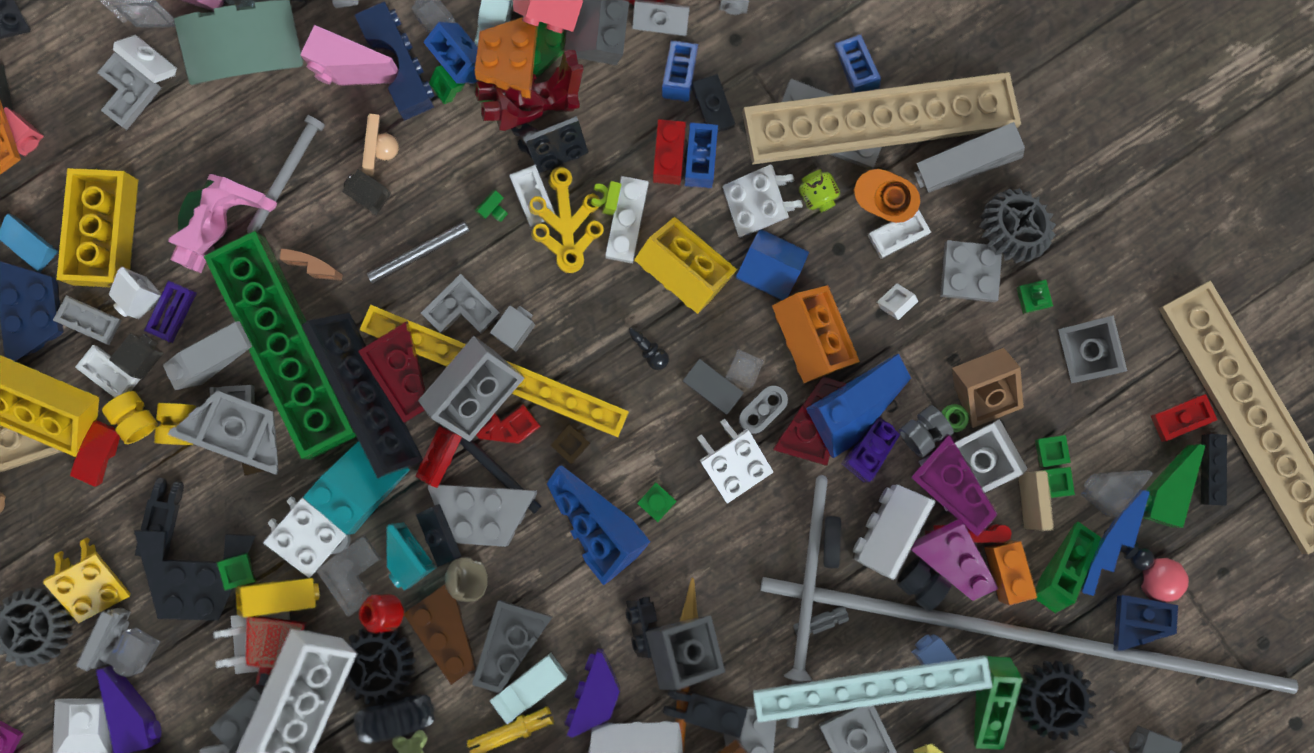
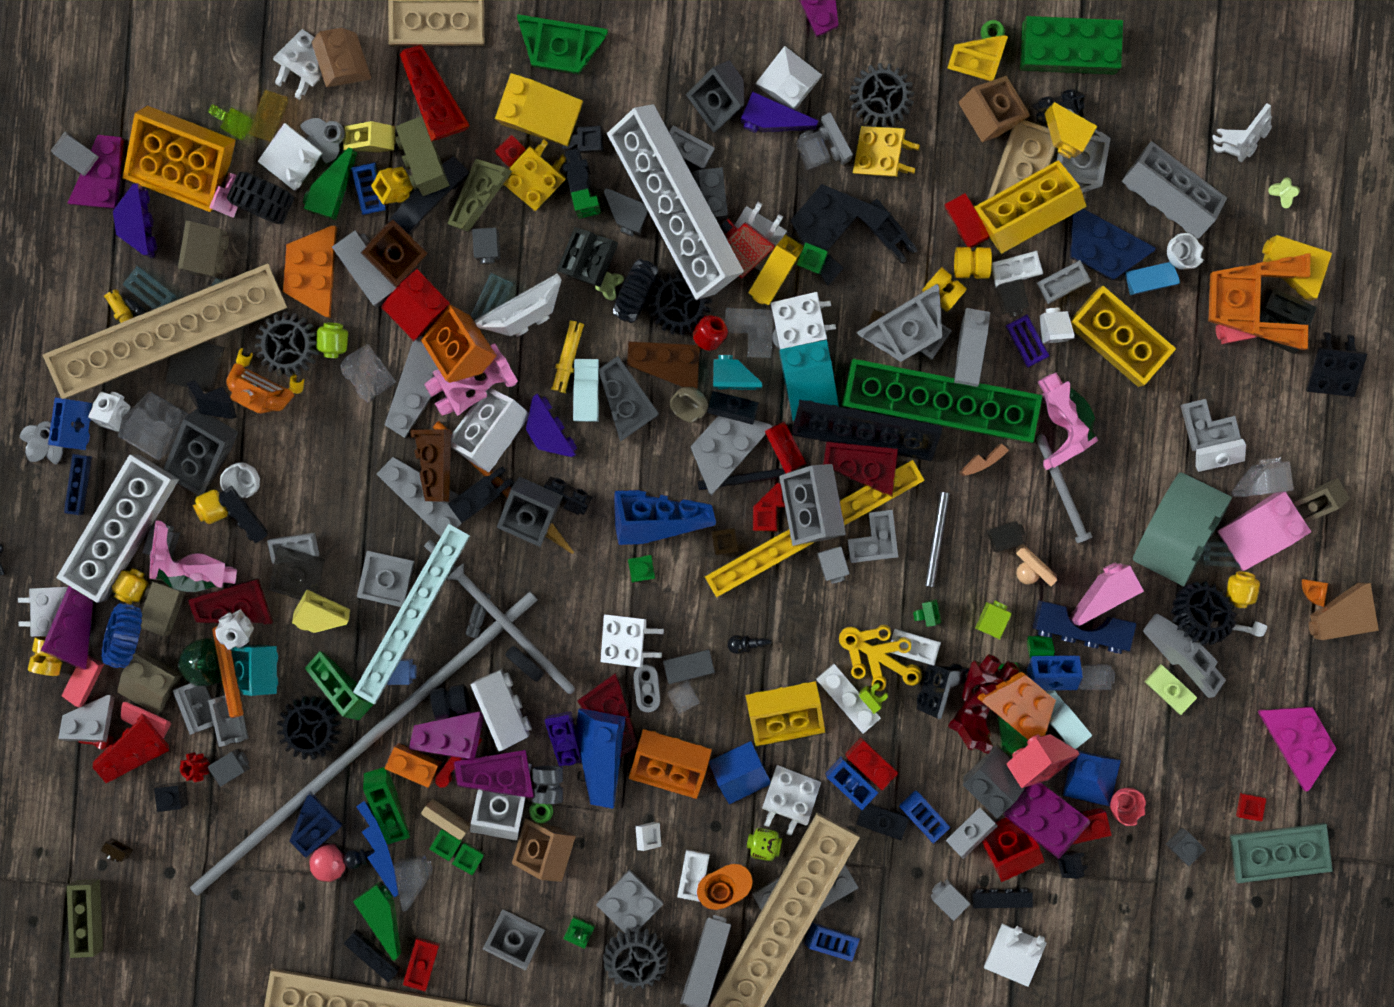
camera: 130 degrees right, 5 degrees up
(451, 144) = (993, 619): none -> lime brick

